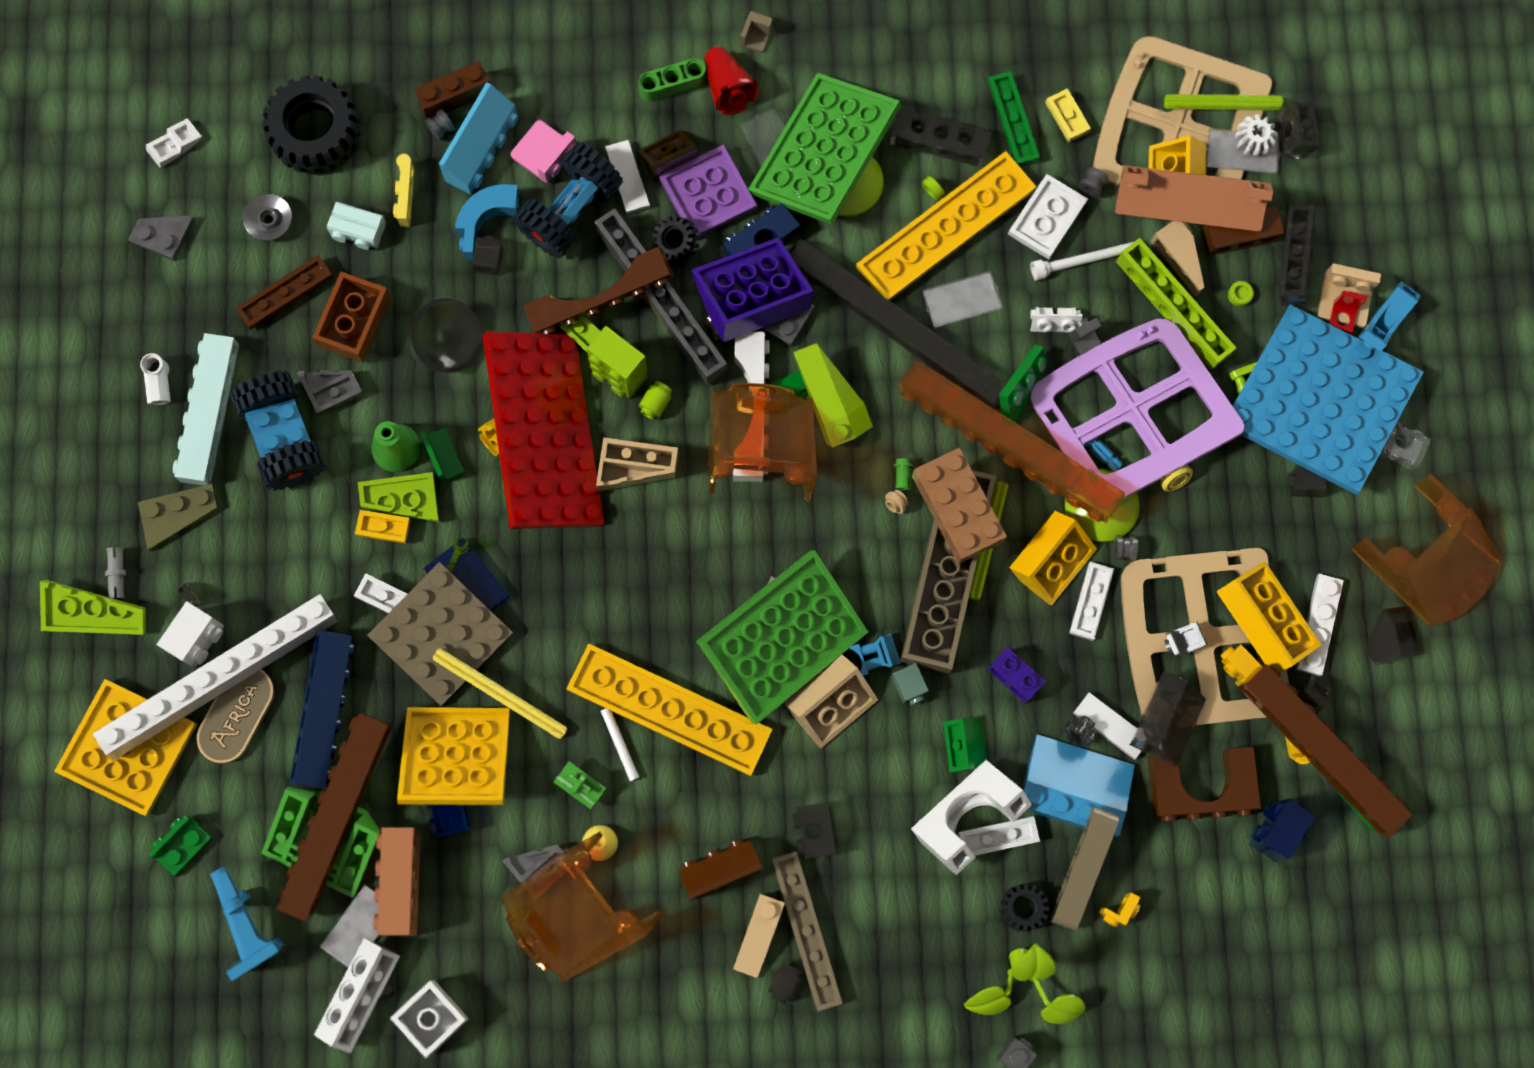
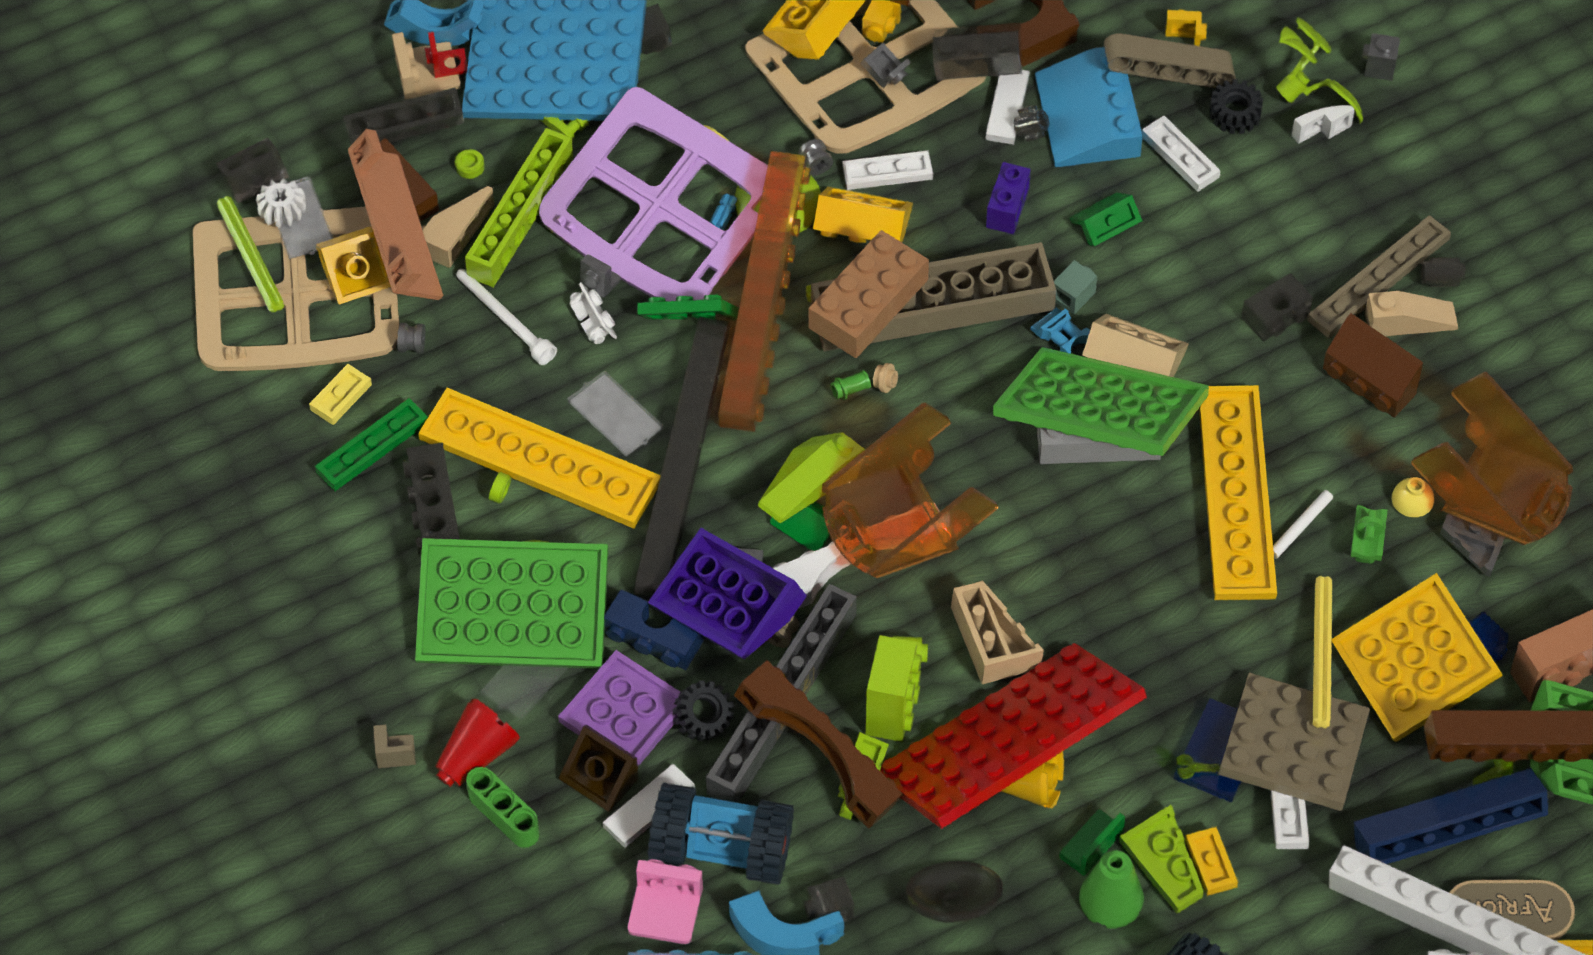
camera: 110 degrees left, 20 degrees down
(973, 977) = (1328, 120): none -> white slope
(982, 787) = (1139, 178): white arch -> none
(1047, 216) = (475, 366): white plate -> none

